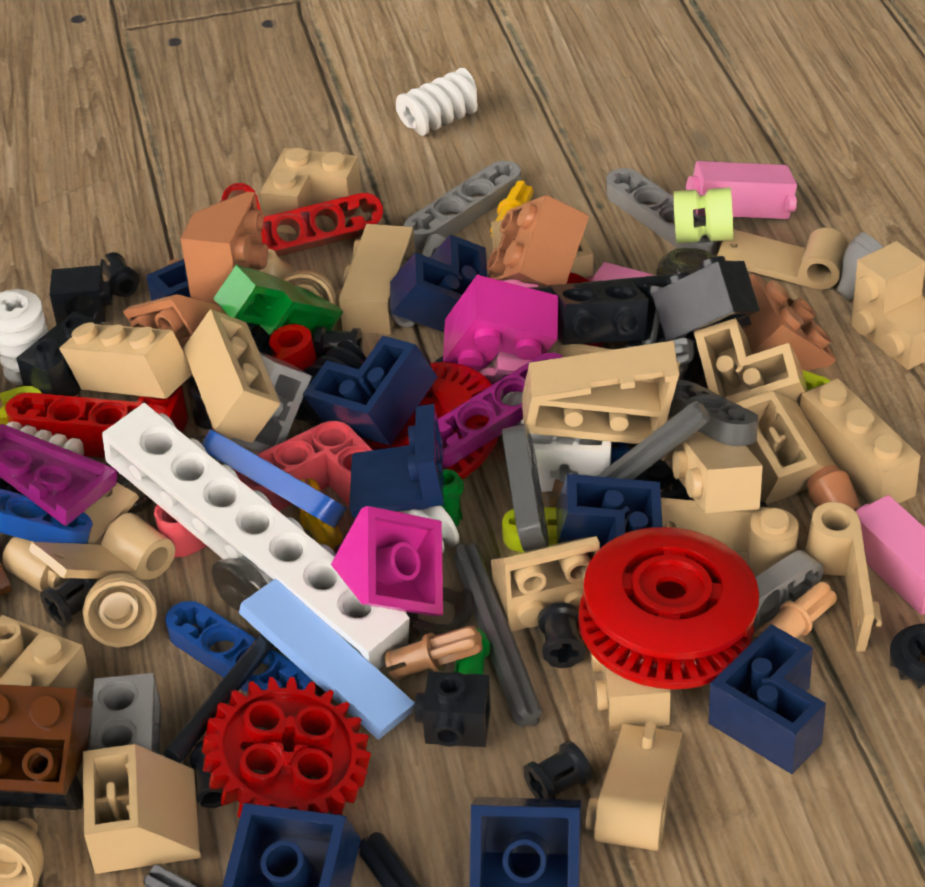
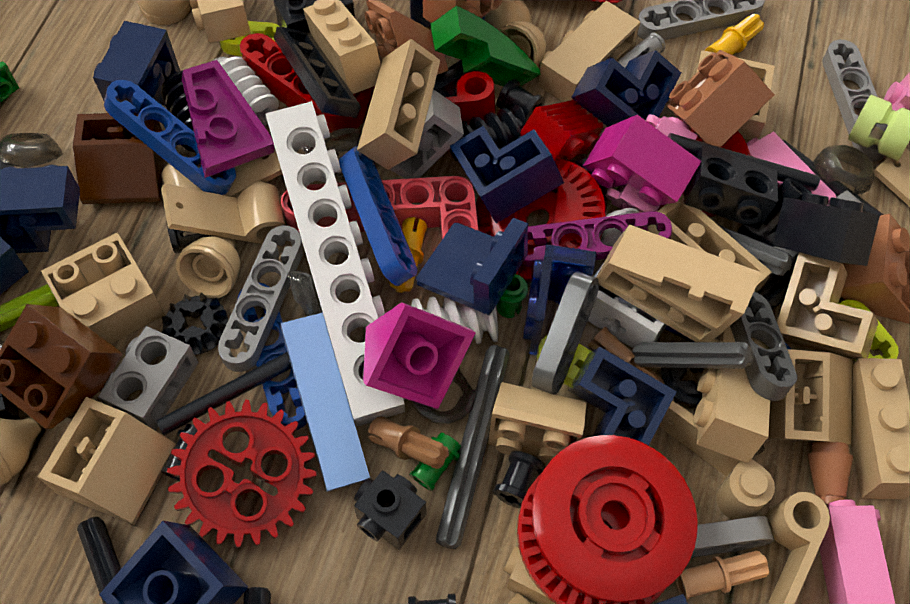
camera: 25 degrees right, 20 degrees up
(114, 393) = (316, 73): none -> black tile
(152, 659) = (212, 316): none -> black gear
(196, 607) = (257, 295): none -> light grey beam
(422, 335) = (564, 129): none -> red brick
(485, 467) = (549, 283): none -> clear blue bracket

